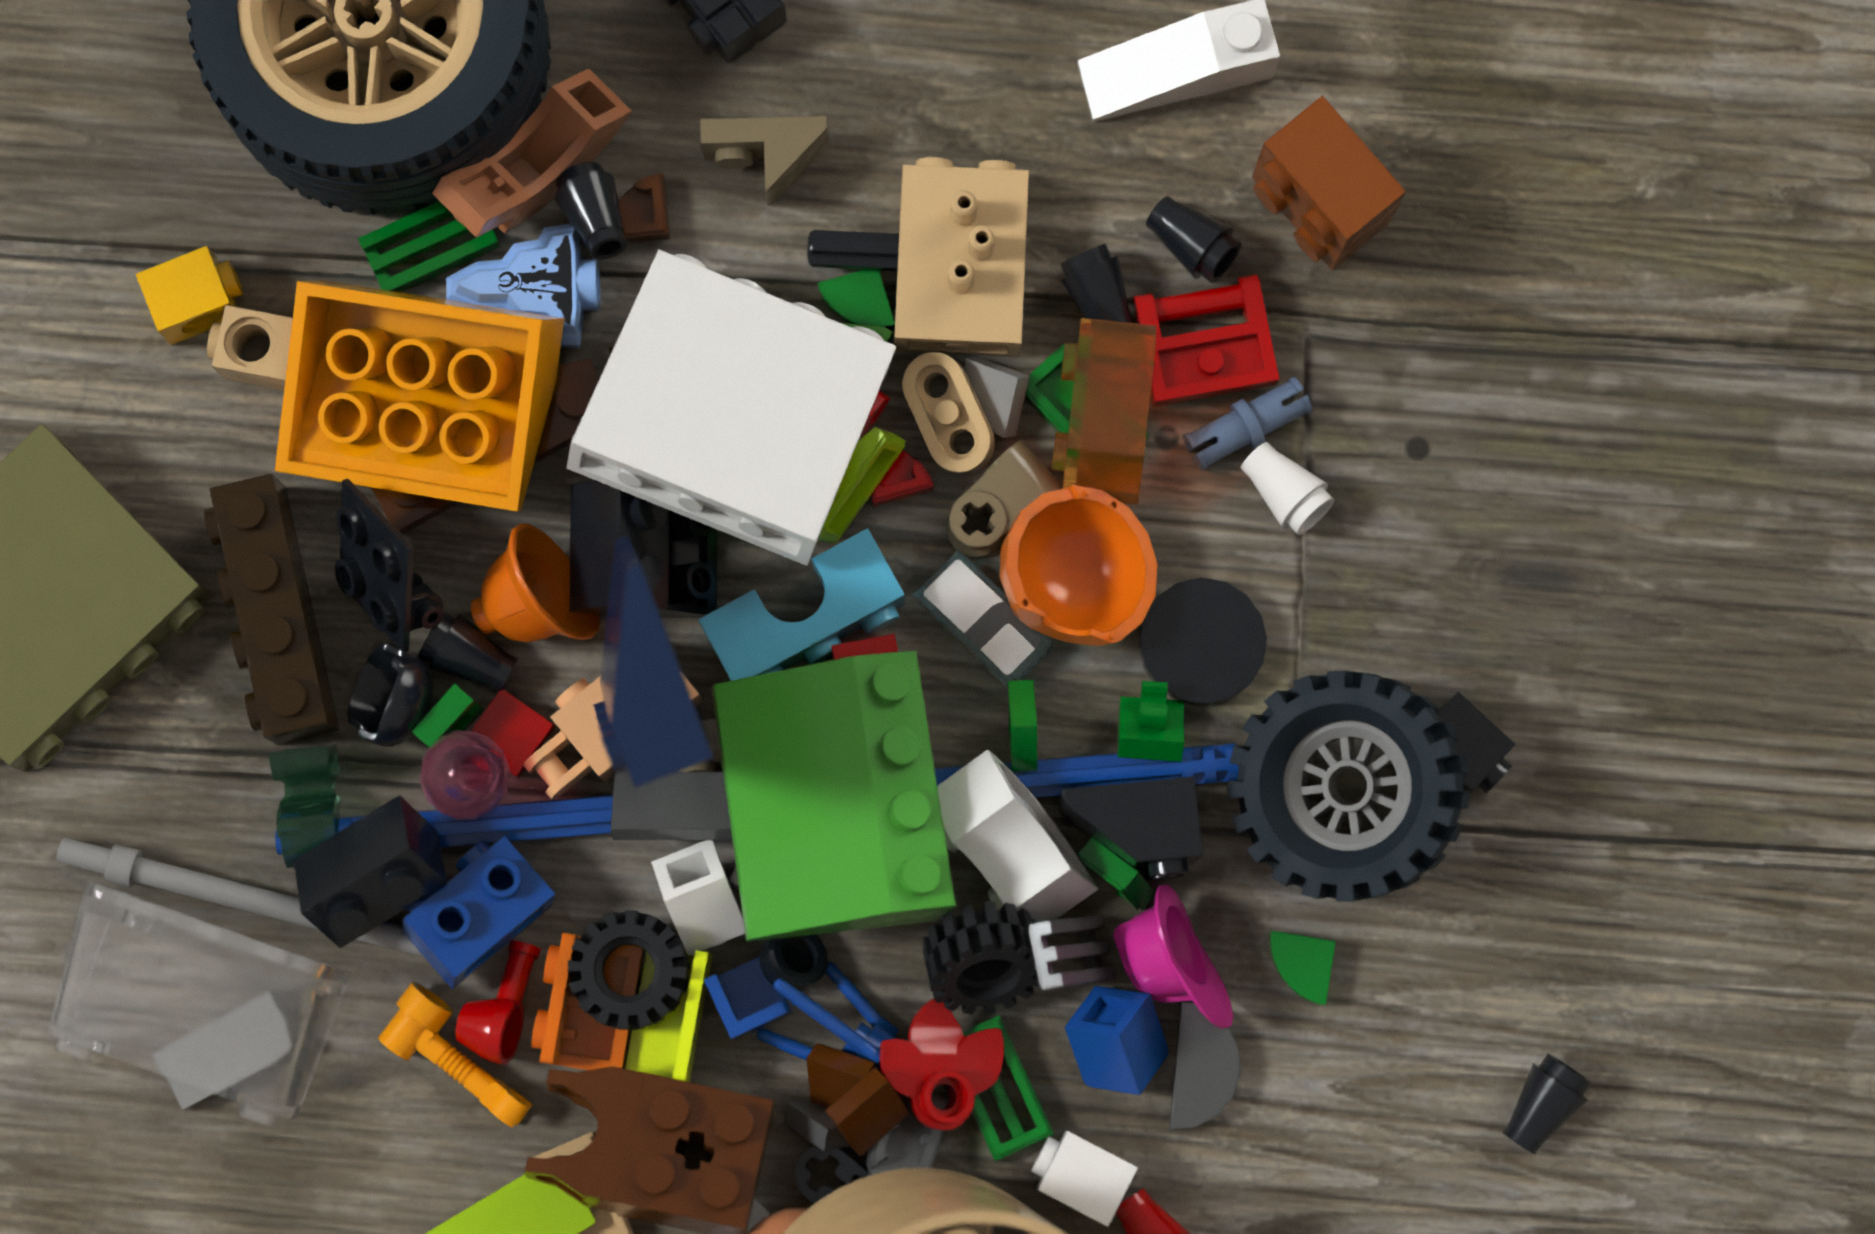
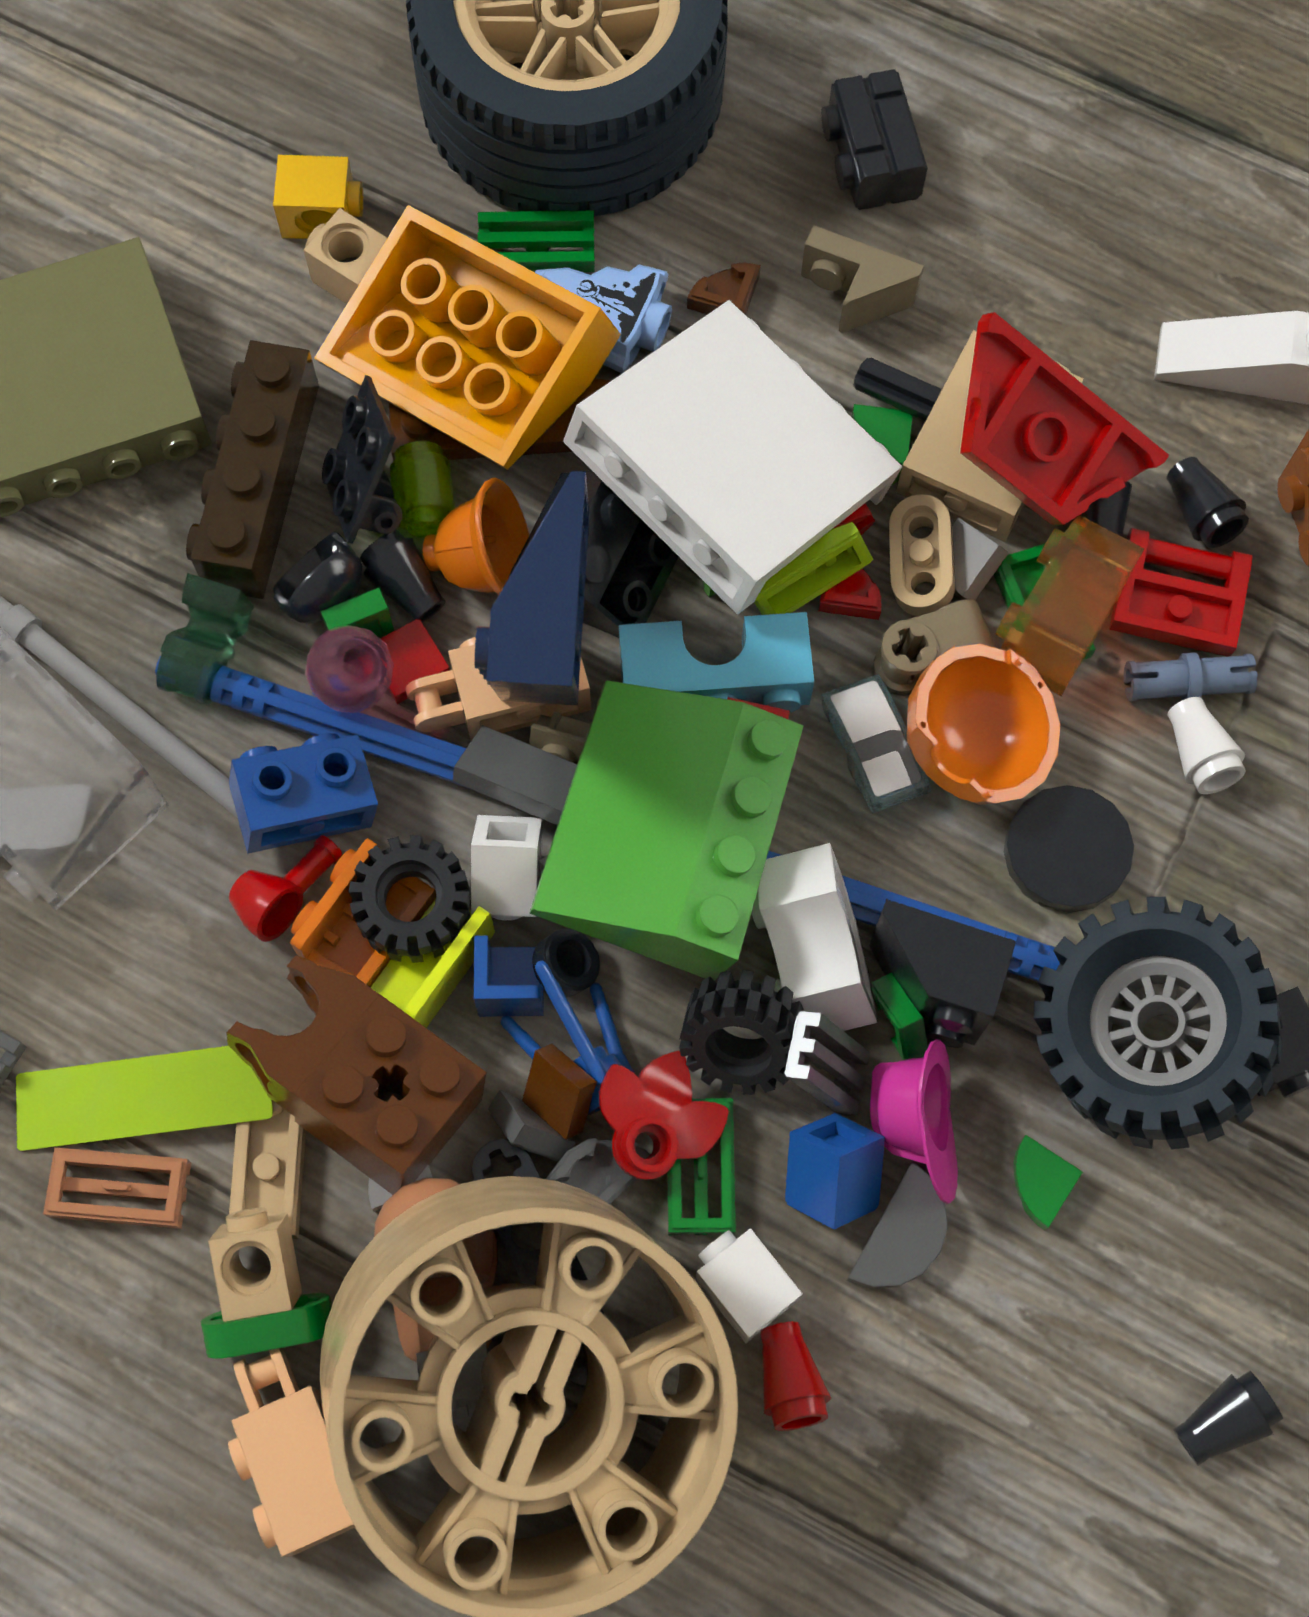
camera: 25 degrees right, 10 degrees down
(369, 872) = (223, 711): black brick -> none
(417, 1029) = (199, 875): light orange brick -> none
(445, 557) = (422, 486): none -> clear neon green brick
(521, 179) = (663, 211): nougat arch -> none
(592, 207) = (687, 261): black cone -> none
(867, 1111) = (569, 1123): reddish brown tile -> none
(1018, 257) = (1045, 429): none -> red wing
(1022, 725) = (870, 844): green tile -> none
(1151, 725) = (990, 896): green tile -> none

